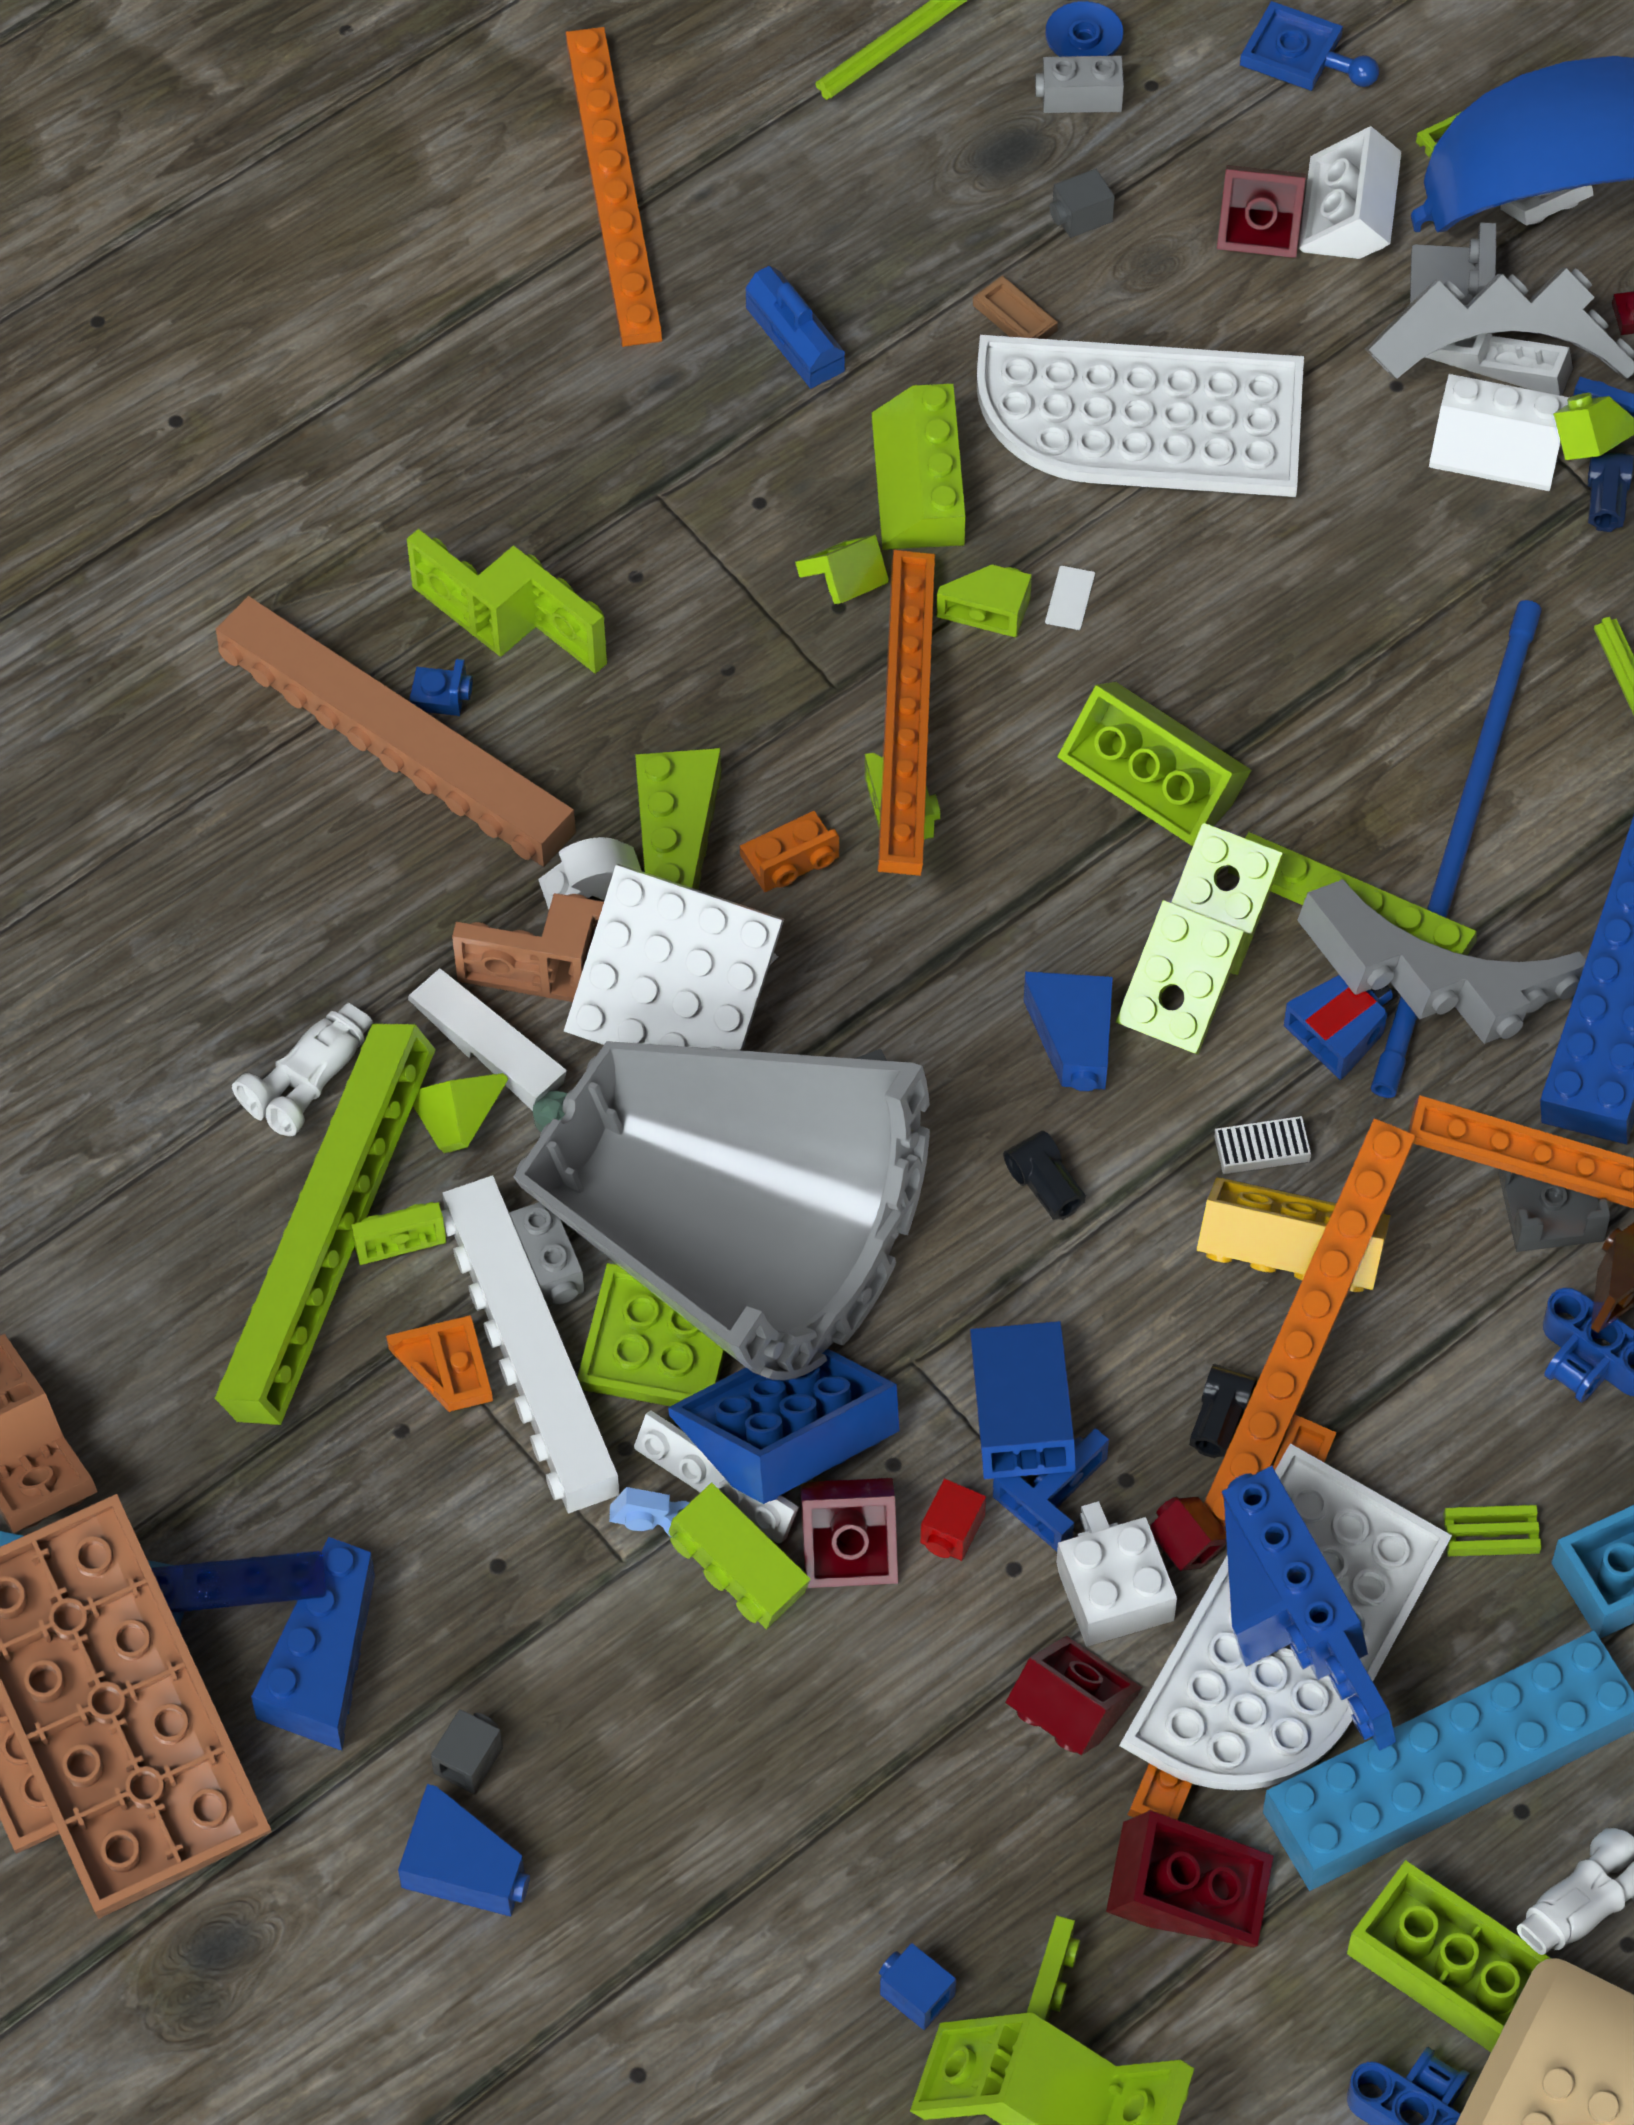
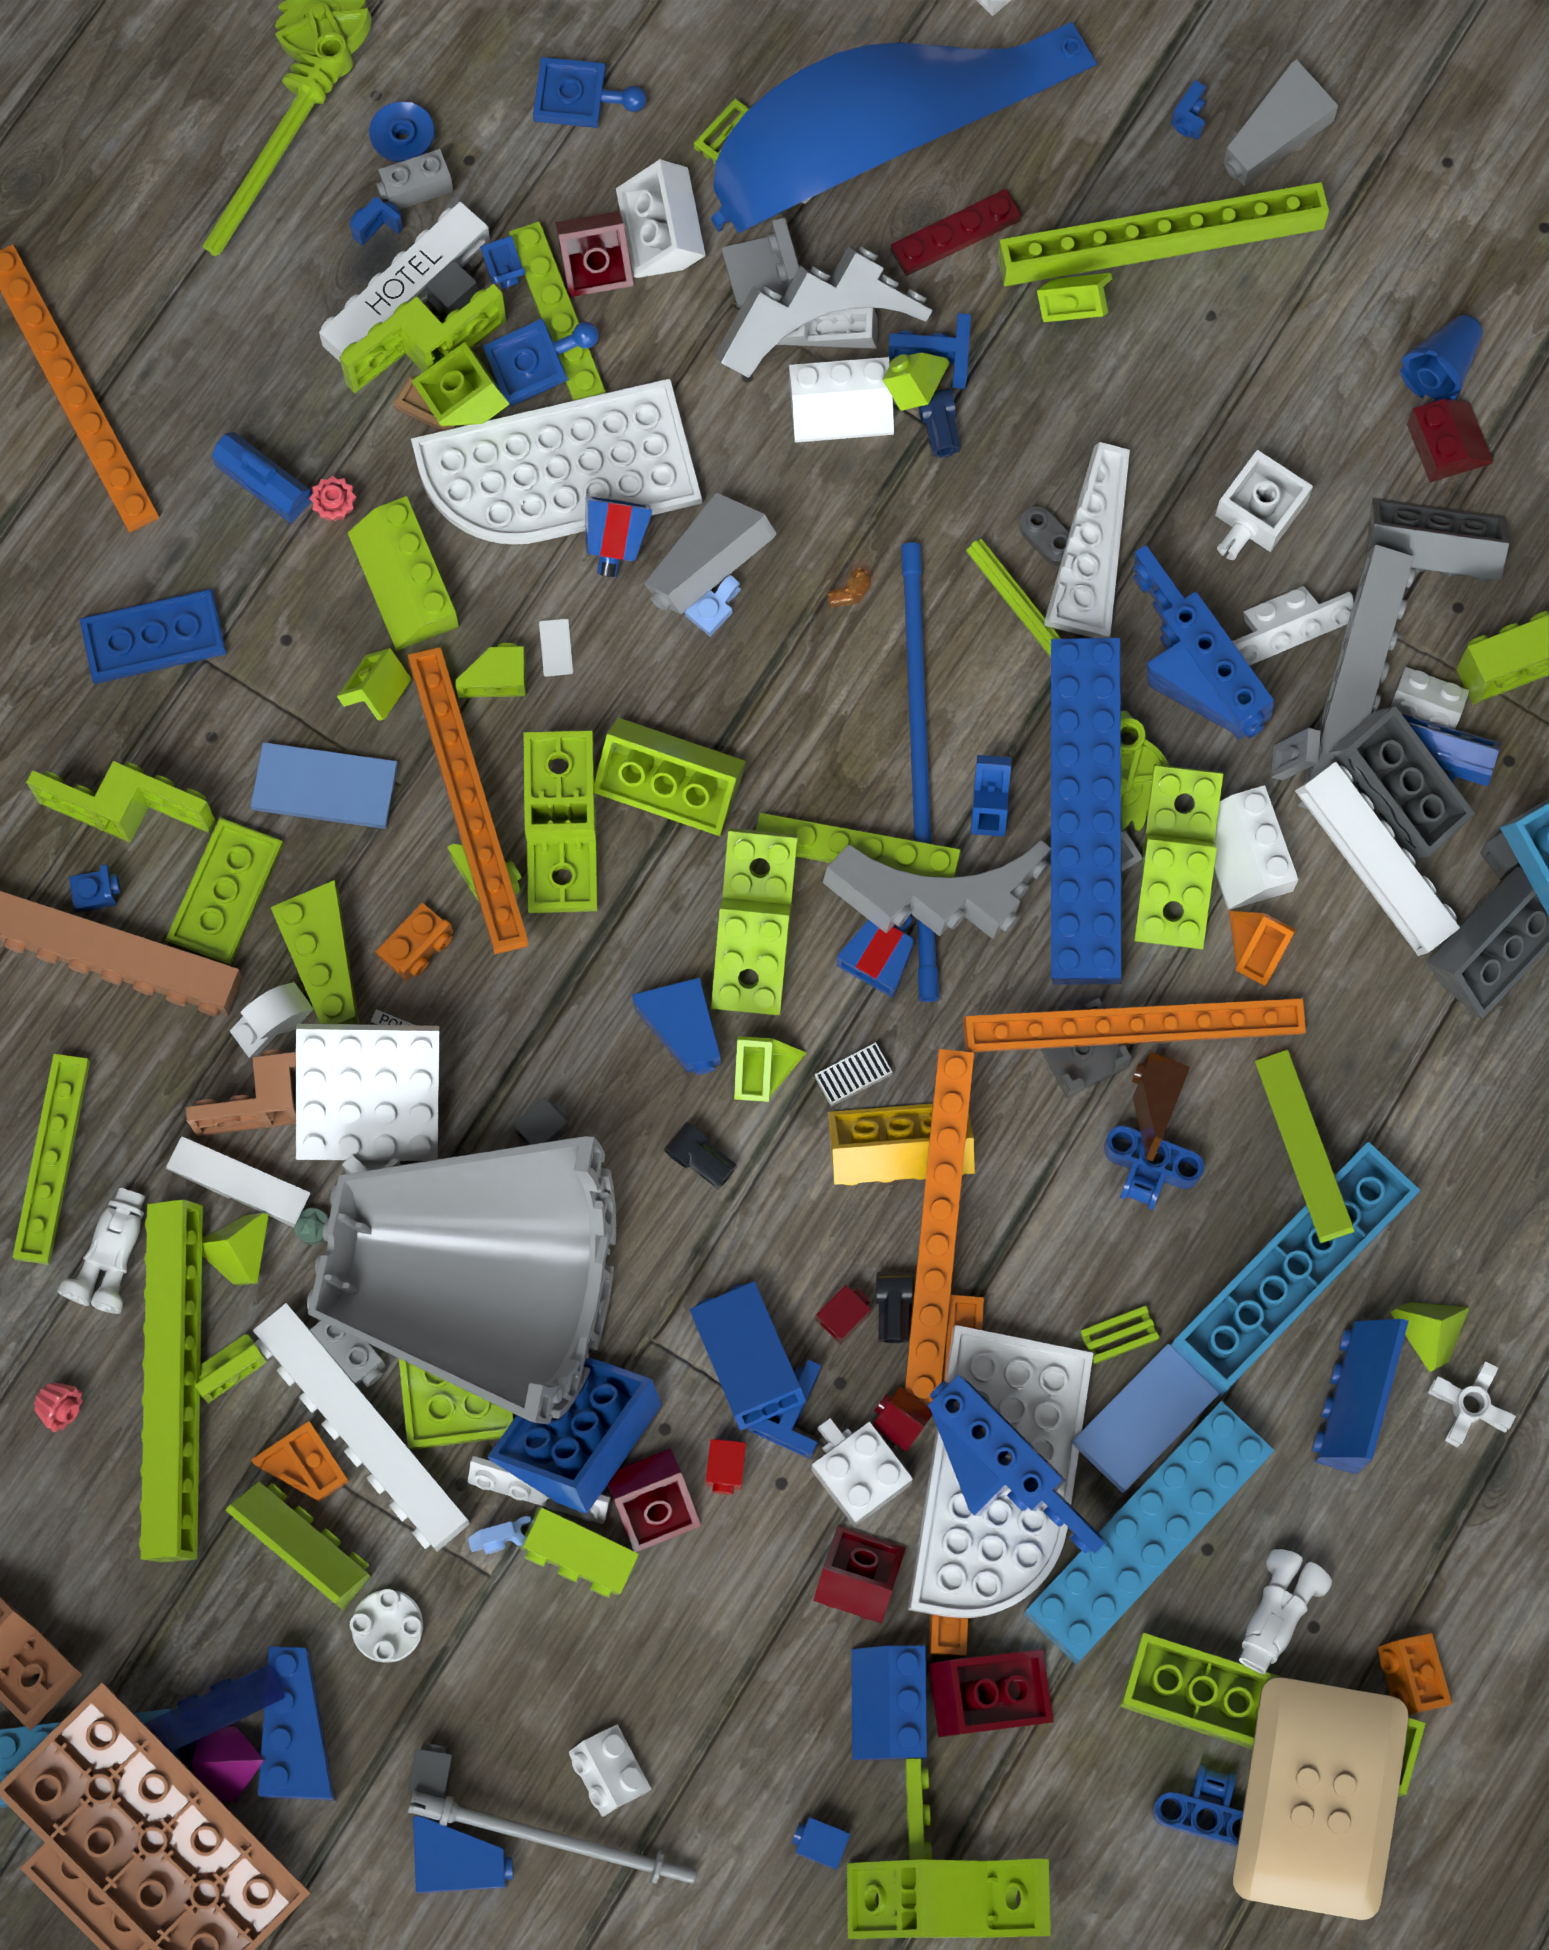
camera: 20 degrees left, 15 degrees up
(185, 1208) = (58, 1405): none -> coral piece
(227, 1656) = (225, 1763): none -> magenta slope
(280, 951) = (51, 1159): none -> lime plate
(407, 1444) = (300, 1544): none -> lime slope
(473, 1790) = (449, 1811): none -> light grey bar
(477, 1571) = (387, 1626): none -> white dish
(591, 733) = (224, 892): none -> lime tile
(608, 454) = (152, 636): none -> blue tile
(684, 1818) = (609, 1770): none -> white bracket
(746, 660) = (324, 785): none -> medium blue tile
(867, 371) = (333, 498): none -> coral piece
(1007, 767) = (560, 821): none -> lime bracket
(1019, 108) = (369, 219): none -> blue bracket
(1025, 184) = (451, 239): none -> white brick
(1032, 235) = (421, 336): none -> lime bracket
(1056, 297) = (460, 389): none -> lime slope
(1059, 1851) = (889, 1703): none -> blue slope
(1149, 294) = (530, 360): none -> blue plate
(1151, 190) = (502, 262): none -> blue bracket
(1156, 1098) = (762, 1067): none -> lime slope
(1157, 1398) = (844, 1313): none -> dark red brick
(1181, 488) = (614, 531): none -> torso
(1195, 256) = (555, 308): none -> lime plate
(1270, 608) = (712, 608): none -> light blue plate
(1284, 542) = (708, 552): none -> light grey slope
(1443, 636) = (853, 591): none -> clear orange arm
(1490, 1628) = (1145, 1418): none -> medium blue tile
(1535, 888) = (990, 795): none -> blue brick

